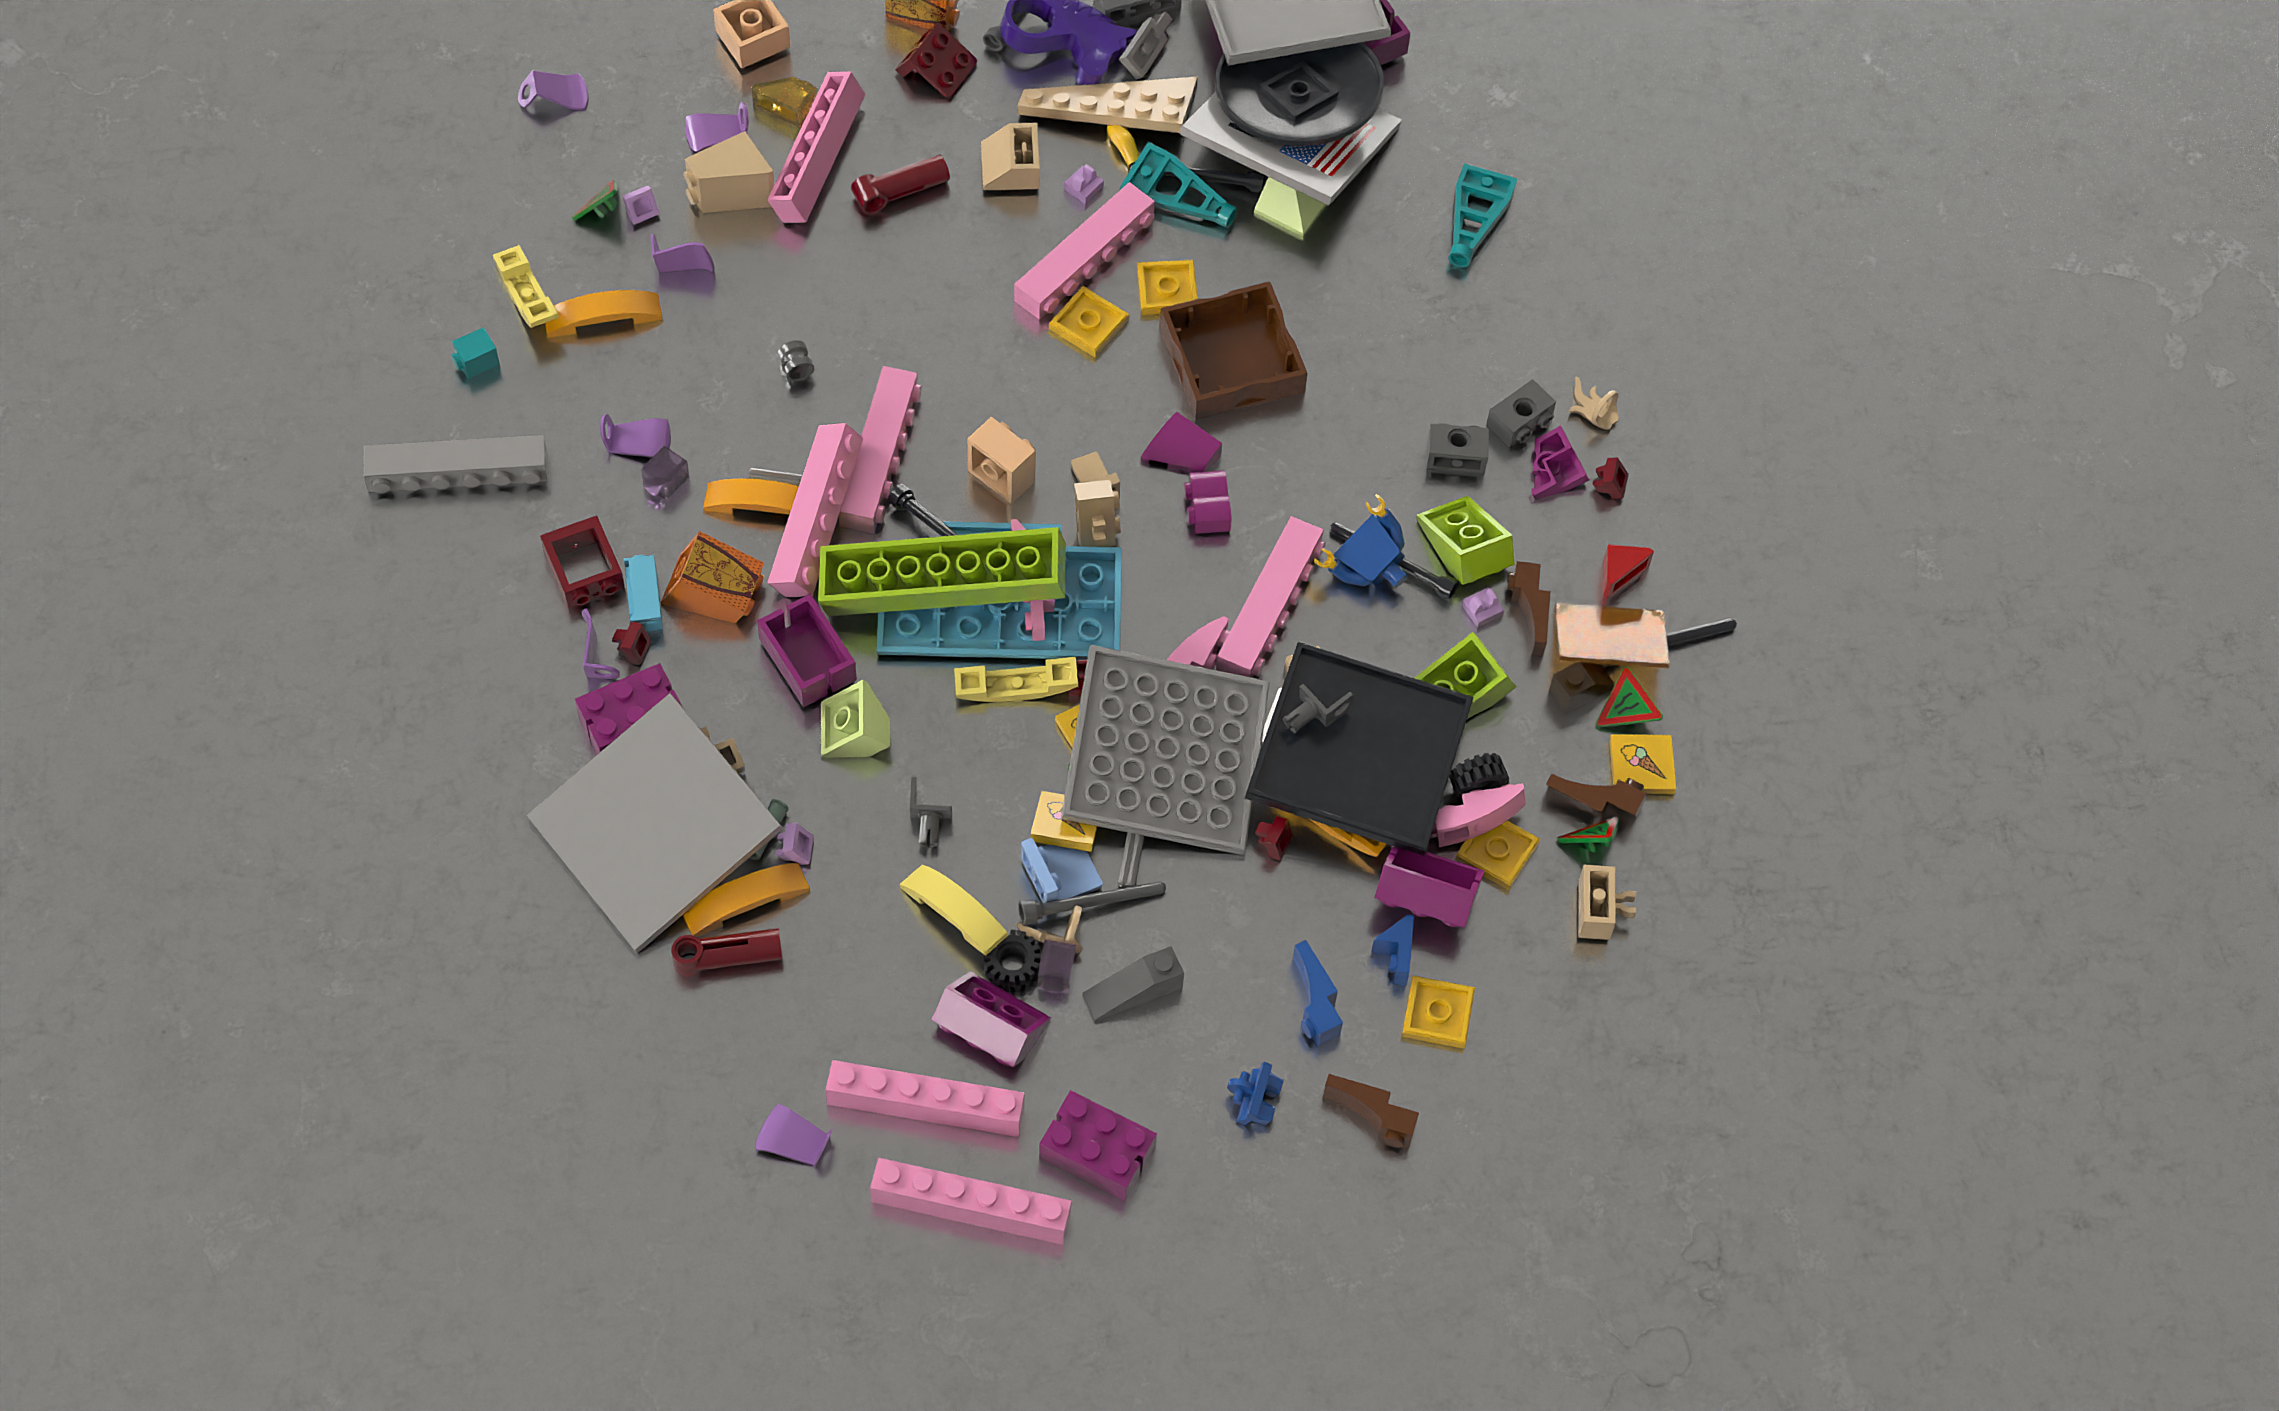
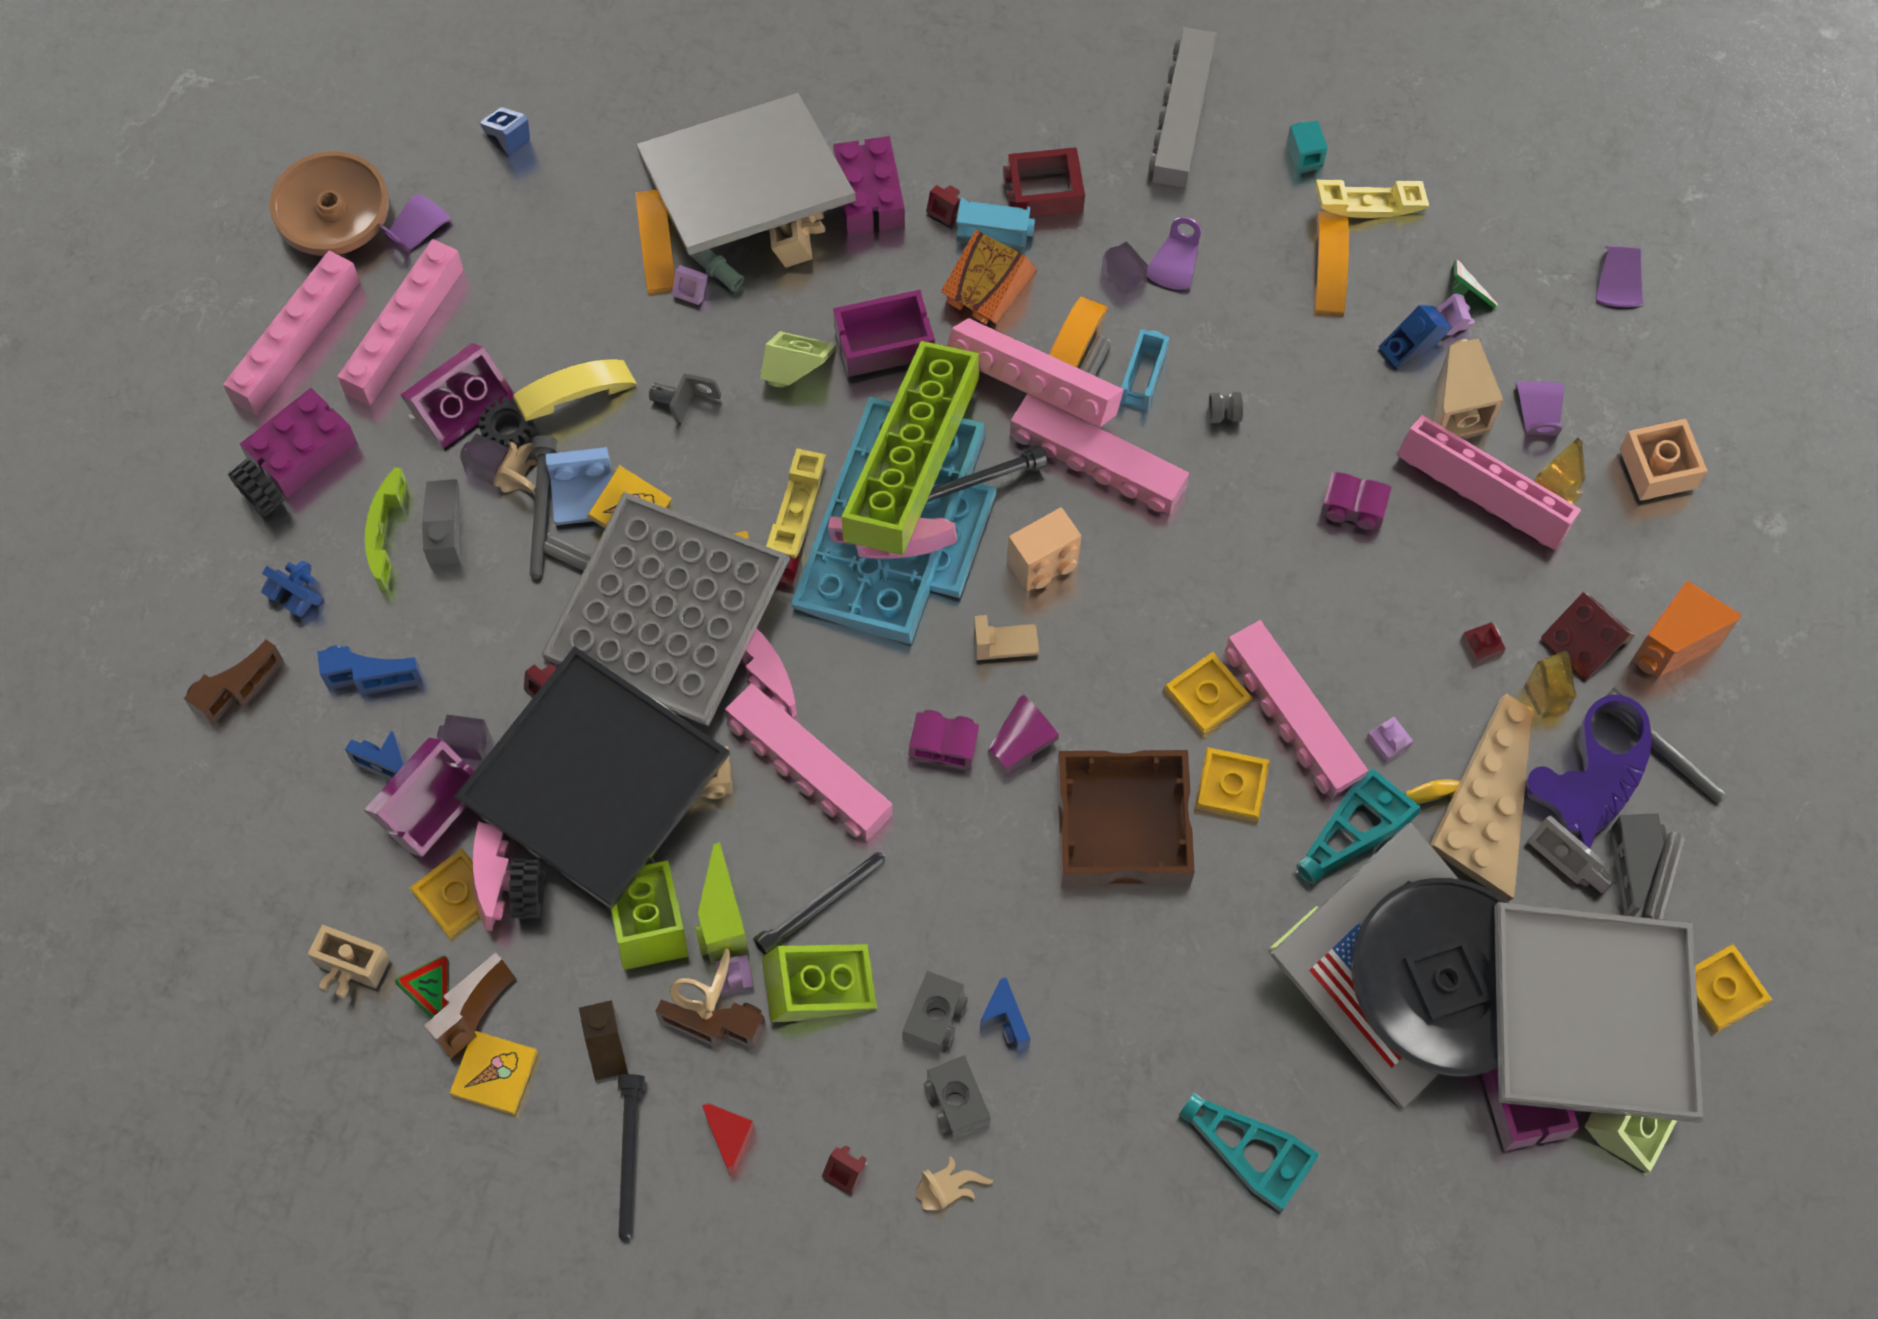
camera: 110 degrees right, 5 degrees up
(591, 642) = (961, 170): medium lavender piece -> none
(650, 1079) = (509, 128): none -> blue slope
(670, 224) = (1415, 335): none -> blue slope
(681, 257) = (1380, 320): medium lavender piece -> none
(725, 950) = (605, 208): dark red piece -> none
(774, 431) = (1148, 344): none -> medium azure window
(803, 1220) = (329, 203): none -> medium nougat dish
(862, 244) = (1356, 500): none -> magenta brick
(875, 192) = (1421, 528): dark red piece -> none
(967, 134) = (1483, 642): none -> dark red tile
(1001, 75) = (1552, 686): none -> clear yellow slope
(1011, 158) = (1433, 671): tan slope -> none
(1096, 514) = (947, 615): tan brick -> none
(1122, 1041) = (388, 496): none -> lime slope
(1165, 1160) = (255, 487): none -> black tyre
(1313, 708) = (639, 730): dark grey bracket -> none
(1352, 886) = (465, 736): none -> clear purple brick
(1370, 552) = (824, 868): blue torso -> none
(1437, 398) = (1004, 1008): none -> blue slope
(1437, 619) = (719, 913): none -> lime slope
(1438, 1012) = (309, 778): yellow tile -> none
(1518, 599) = (712, 993): none -> tan piece
(1556, 465) = (885, 1117): magenta slope -> none
(1611, 635) = (645, 1088): clear orange piece -> none
(1628, 703) = (562, 1078): piece -> none

